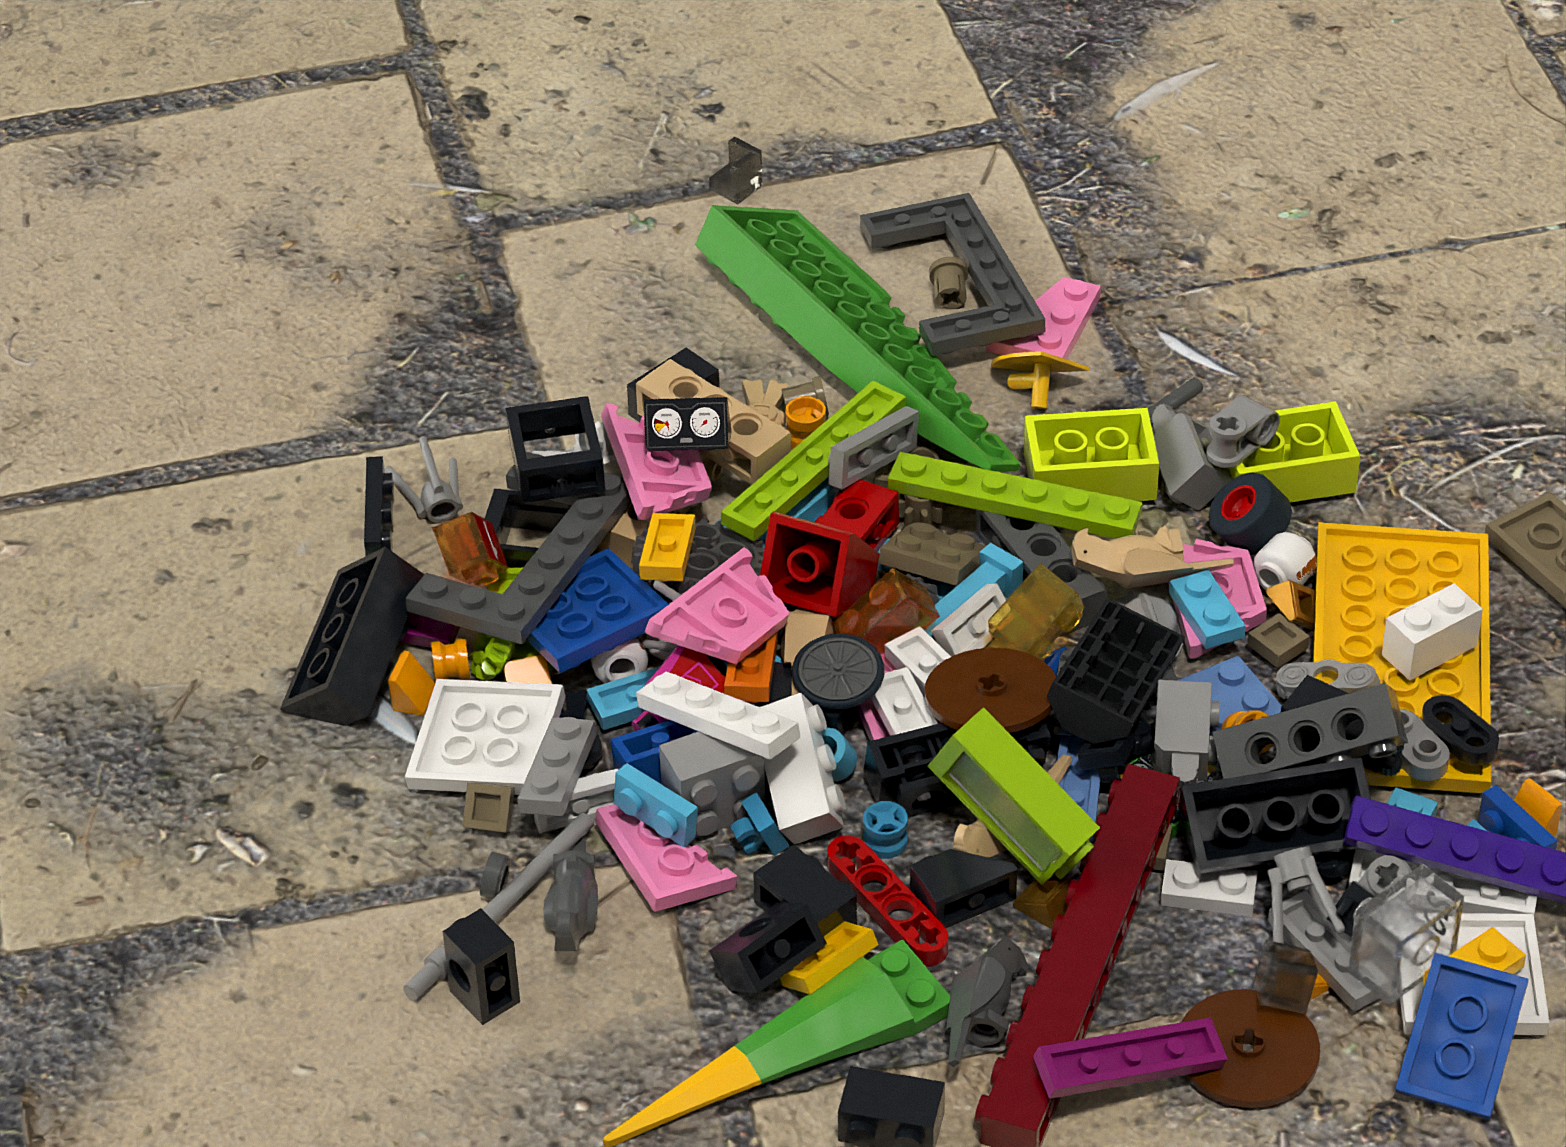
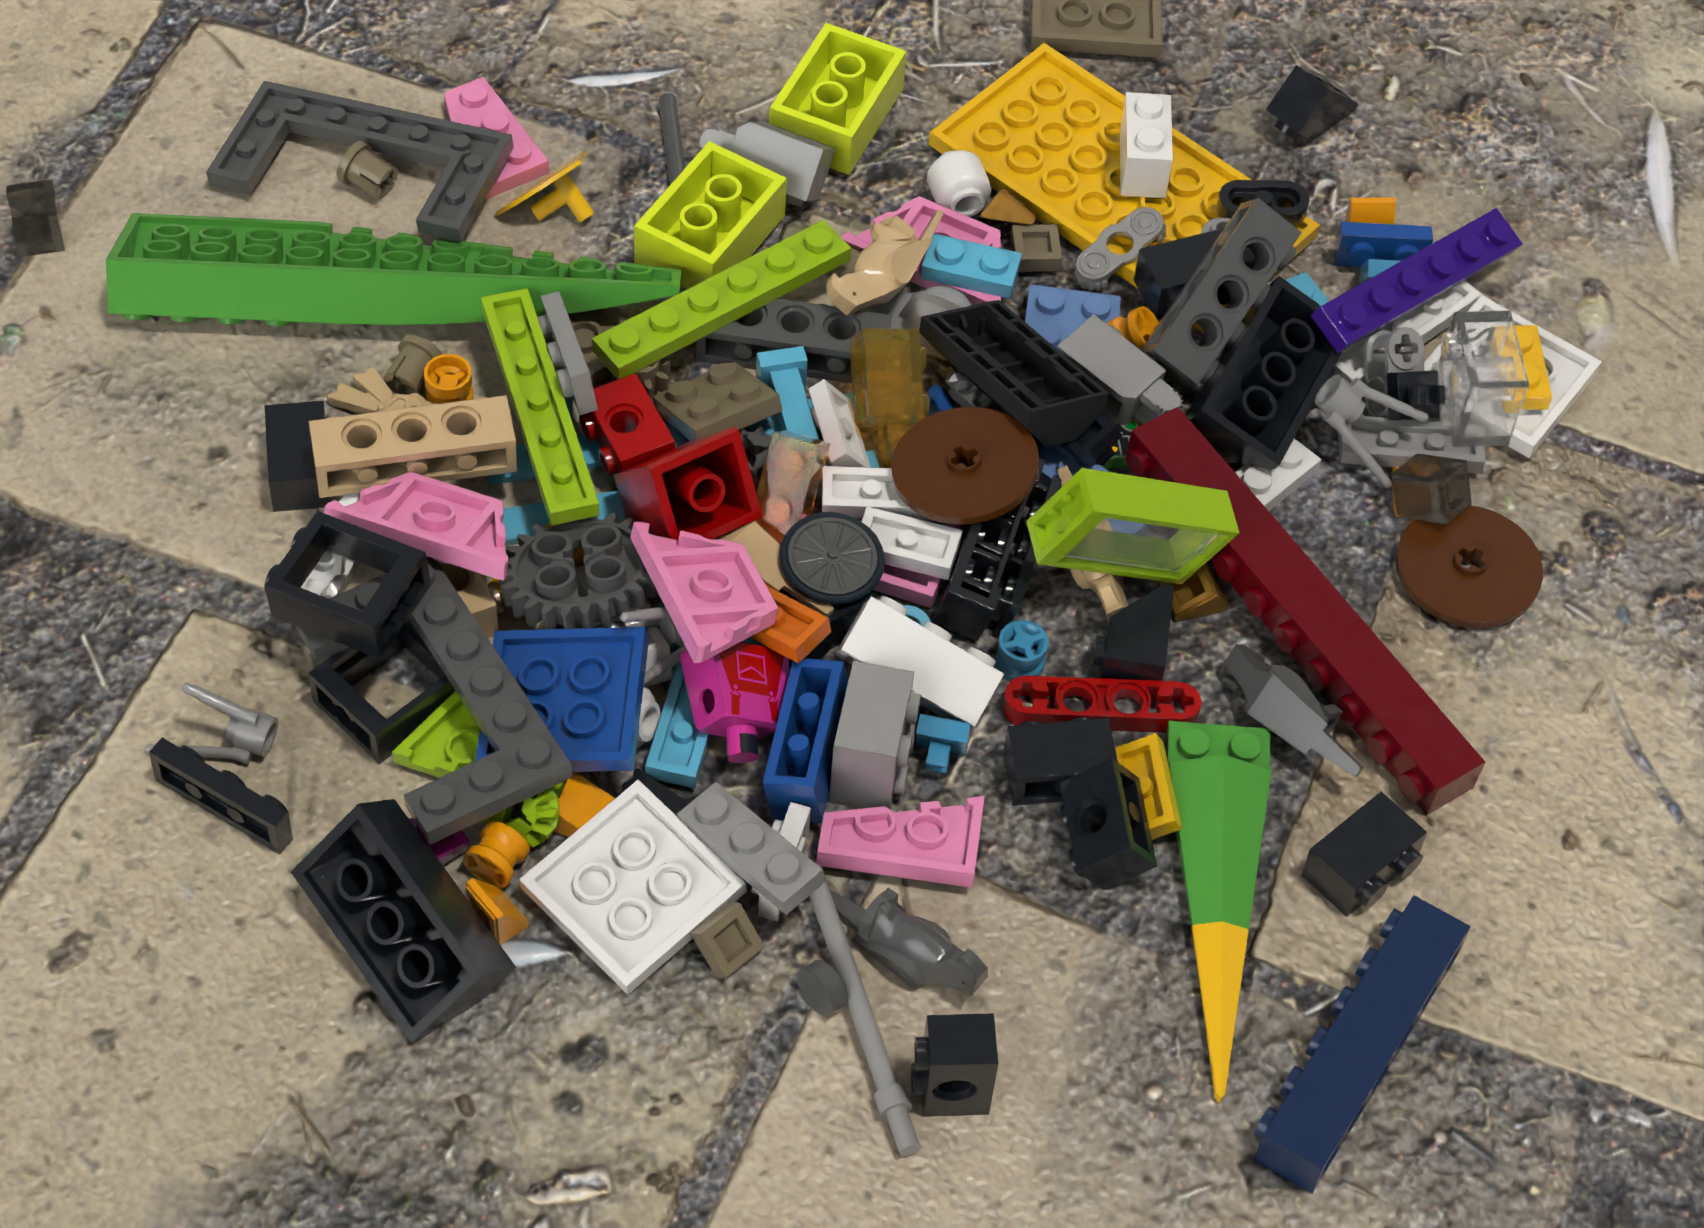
camera: 60 degrees left, 10 degrees up
(471, 549) = (406, 738): clear orange brick -> none
(655, 805) = (868, 801): medium azure plate -> none
(667, 547) = (579, 579): yellow plate -> none
(687, 424) = (433, 462): slope -> none
(718, 715) = (842, 676): white plate -> none
(1129, 1057) = (1457, 646): magenta plate -> none
(1240, 431) = (816, 100): light grey piece -> none
(1249, 512) = (874, 154): black wheel -> none
(1462, 1035) = (1590, 420): blue plate -> none

